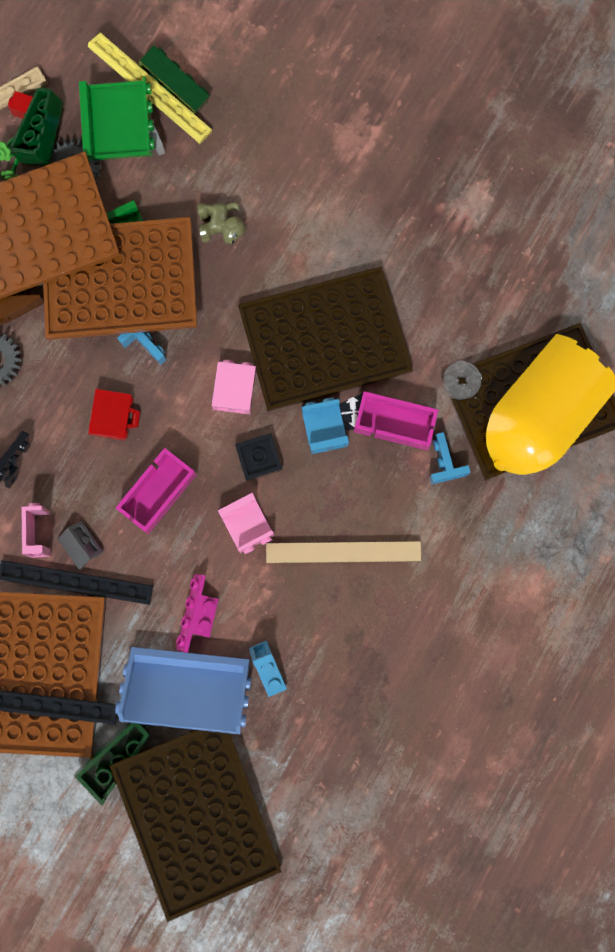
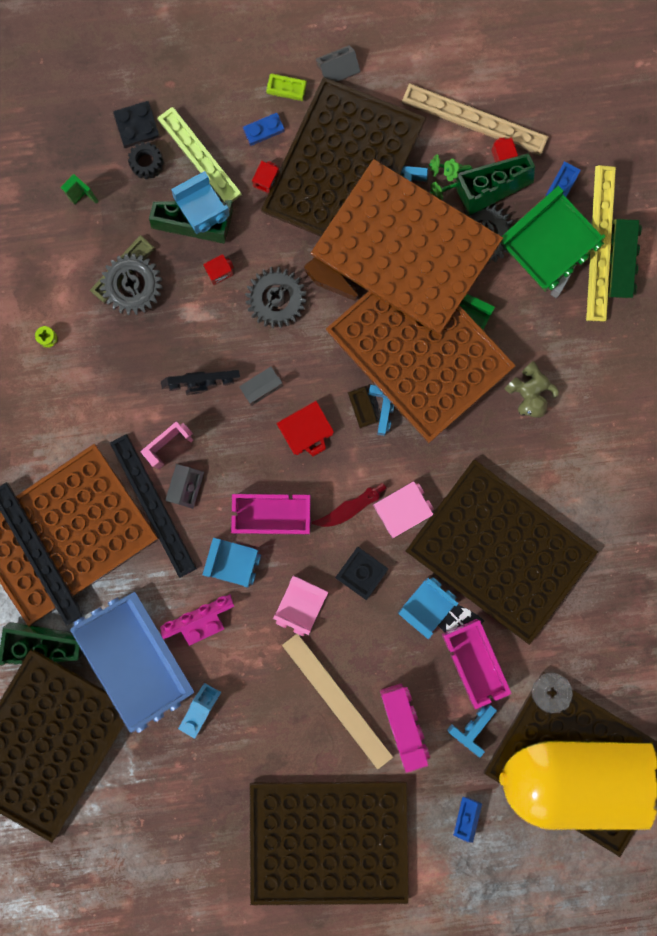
camera: 55 degrees right, 5 degrees up
(50, 424) = (261, 386): none -> dark grey panel
(78, 73) = (565, 178): none -> blue plate
(130, 359) = (362, 407): none -> dark brown tile
(170, 553) = (231, 562): none -> dark azure panel
(201, 427) = (350, 508): none -> dark red sword
(403, 512) = (405, 731): none -> dark pink piece
(449, 644) = (328, 843): none -> dark brown plate
(512, 519) = (467, 819): none -> blue plate

